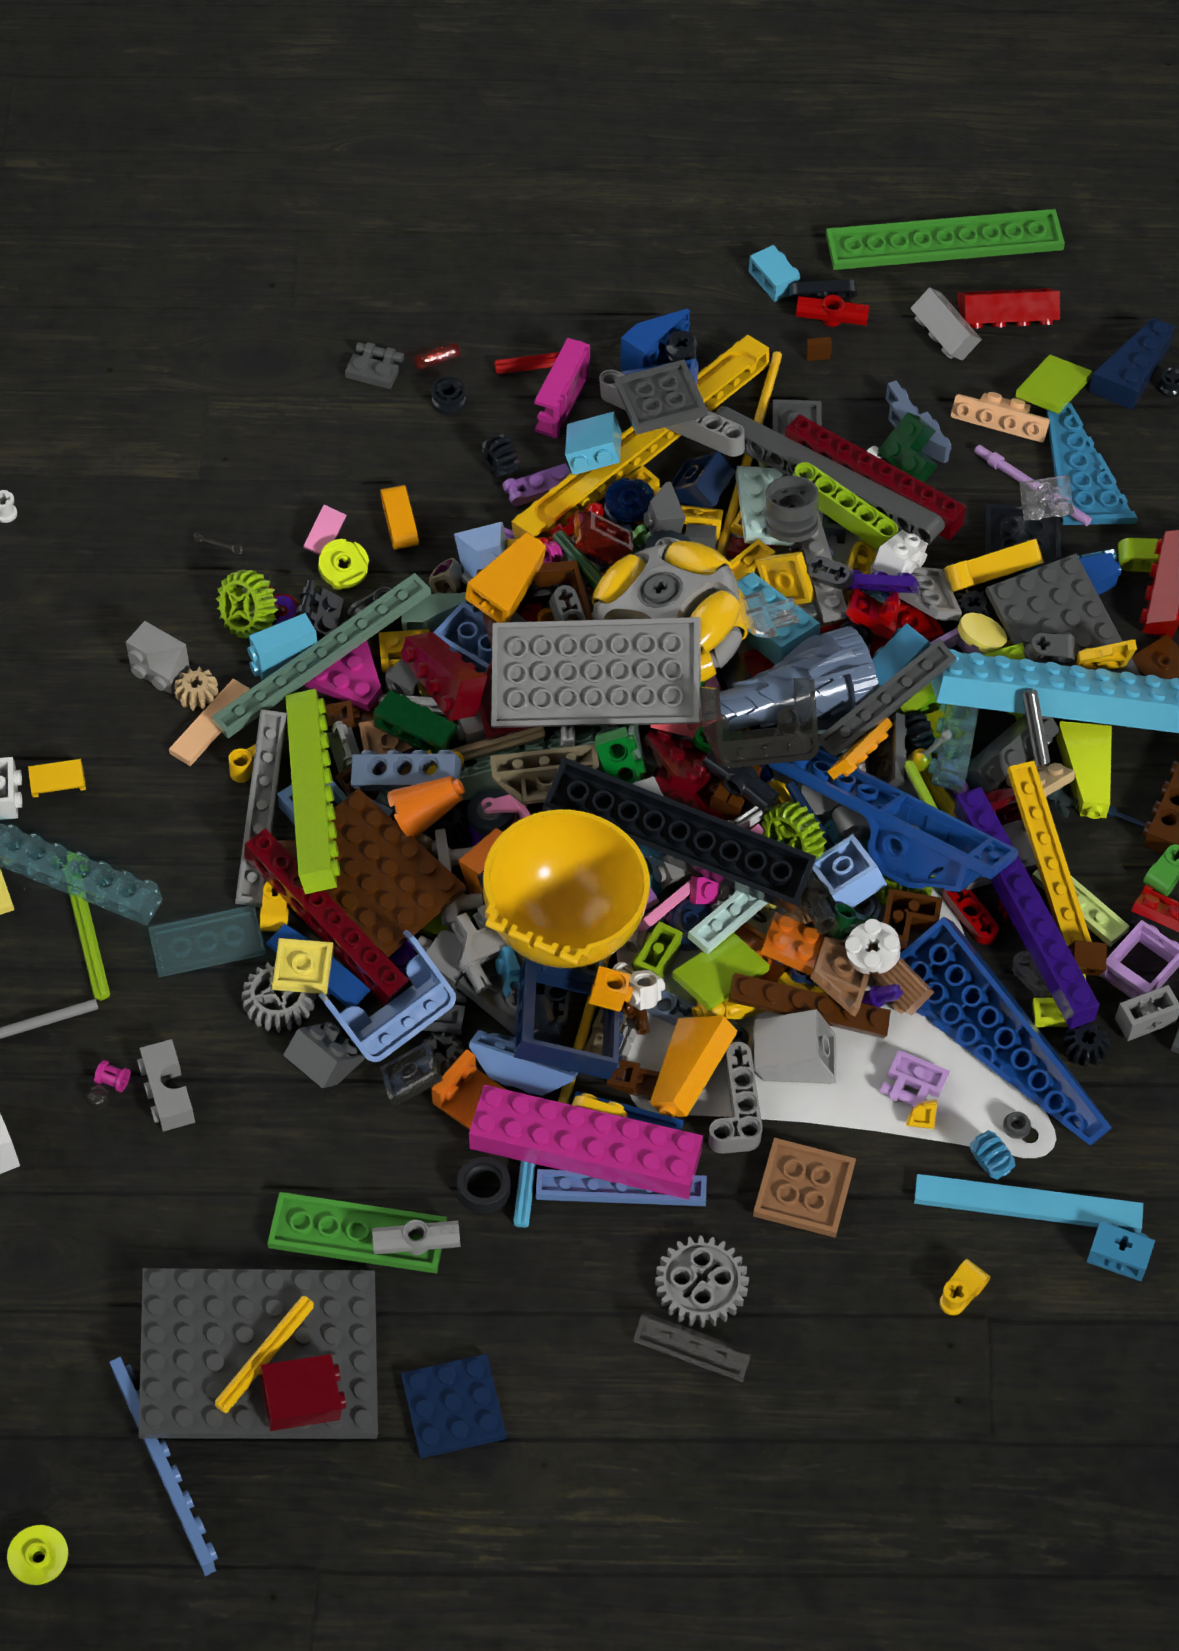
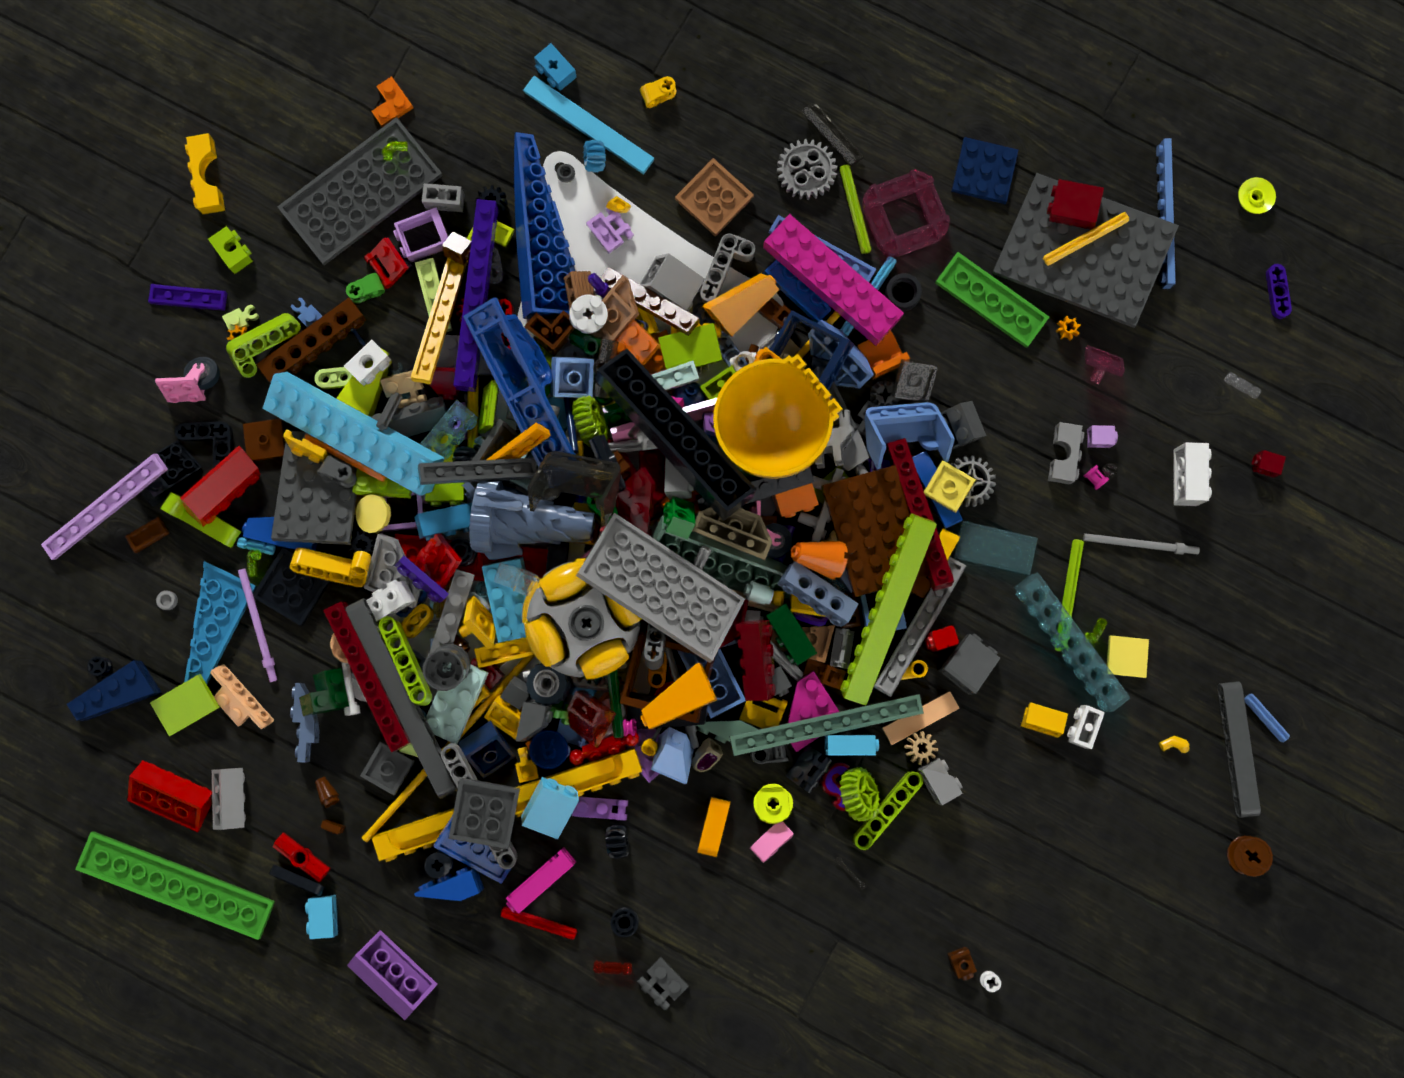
camera: 155 degrees left, 25 degrees up
(32, 898) = (1097, 631): none -> clear neon green arm
(45, 510) = (957, 958): none -> reddish brown brick
(126, 1127) = (1101, 436): none -> lavender brick
(166, 1214) = (1103, 362): none -> clear pink tile
(179, 790) = (970, 664): none -> dark grey slope
(204, 602) = (897, 806): none -> lime beam
(227, 800) = (941, 639): none -> red brick
(241, 1245) = (1073, 328): none -> light orange gear
(397, 1238) = (975, 274): light grey piece -> none
(478, 748) = (758, 593): none -> light aqua brick
(526, 1335) = (923, 187): none -> clear pink plate
(591, 1102) = (817, 300): yellow plate -> none
(606, 1264) = (855, 209): none -> lime axle
(667, 257) = (392, 974): none -> medium lavender slope
(832, 567) = (455, 598): black beam -> none
(845, 374) = (326, 792): none -> reddish brown cone
(922, 756) = (473, 435): hinge -> none
(1036, 495) = (247, 594): clear brick -> none
(1085, 544) = (252, 557): none -> clear neon green arm
(1095, 788) = (369, 352): none -> white brick
(1130, 762) = (335, 377): none -> yellowish green plate
(1149, 471) = (166, 600): none -> light grey tile

